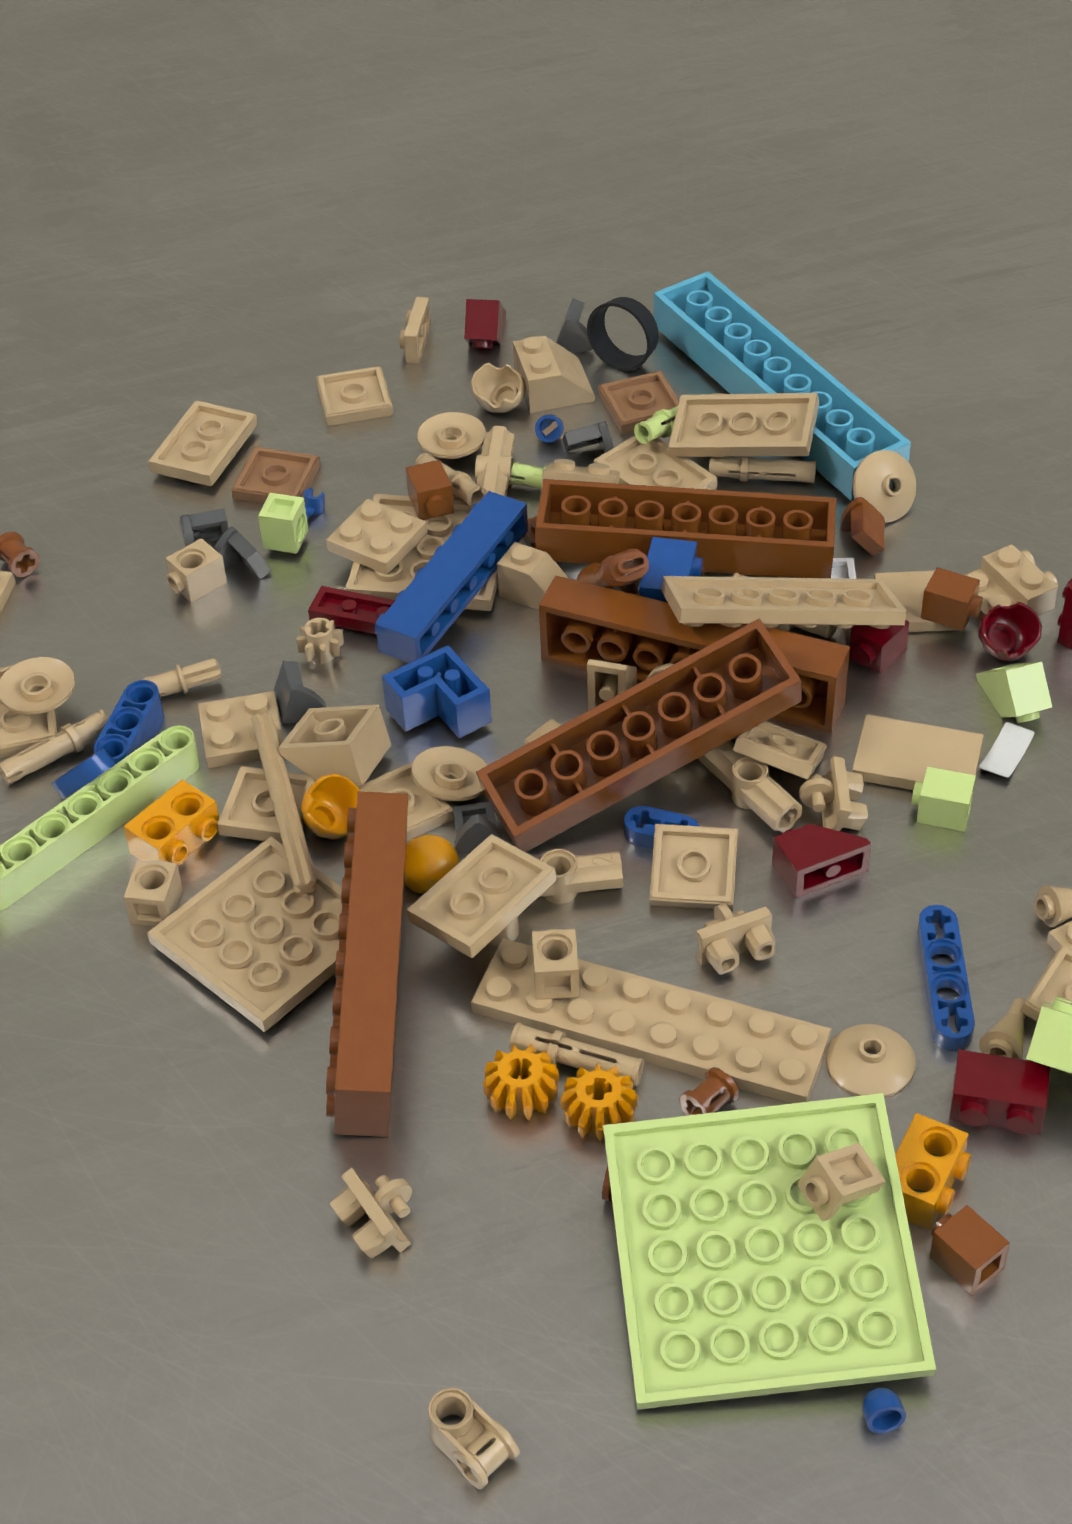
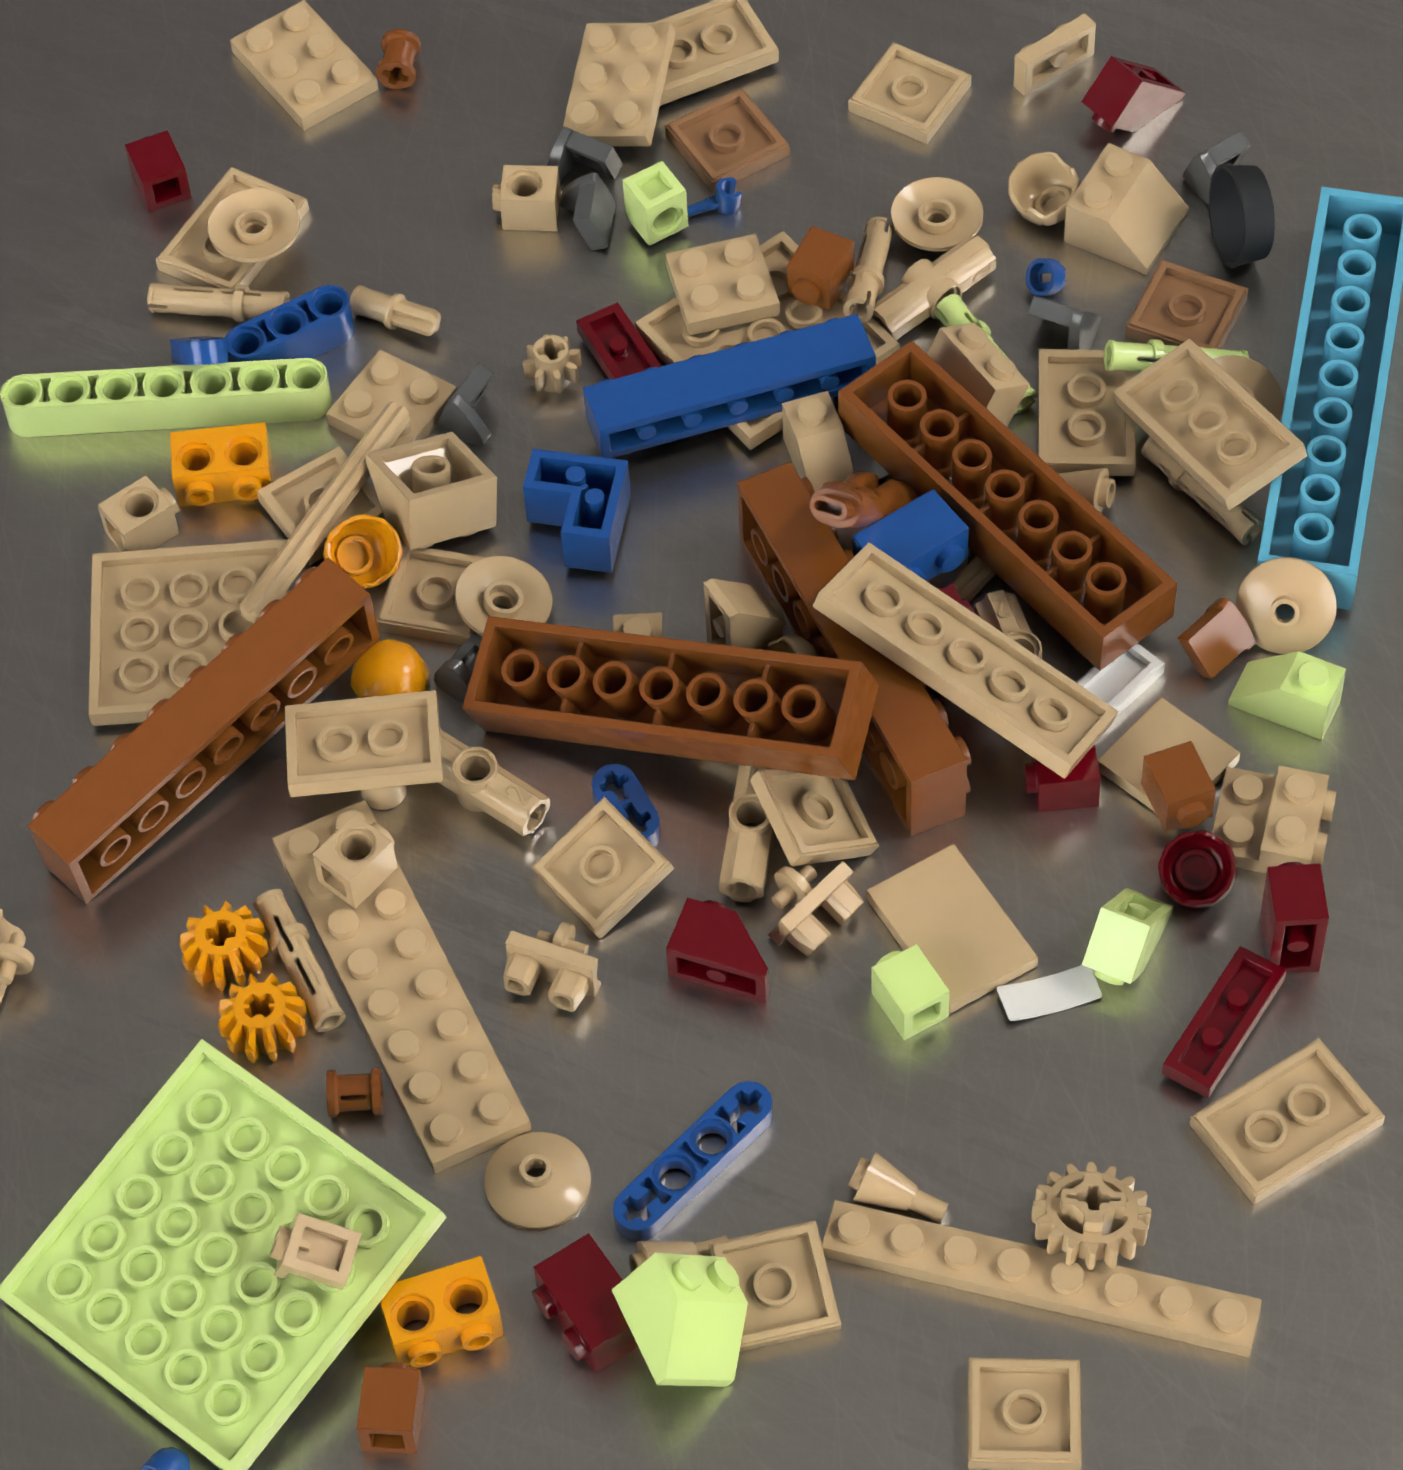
camera: 45 degrees right, 10 degrees up
(179, 480) = (620, 81): none -> tan plate
(935, 524) = (1291, 691): none -> yellowish green slope

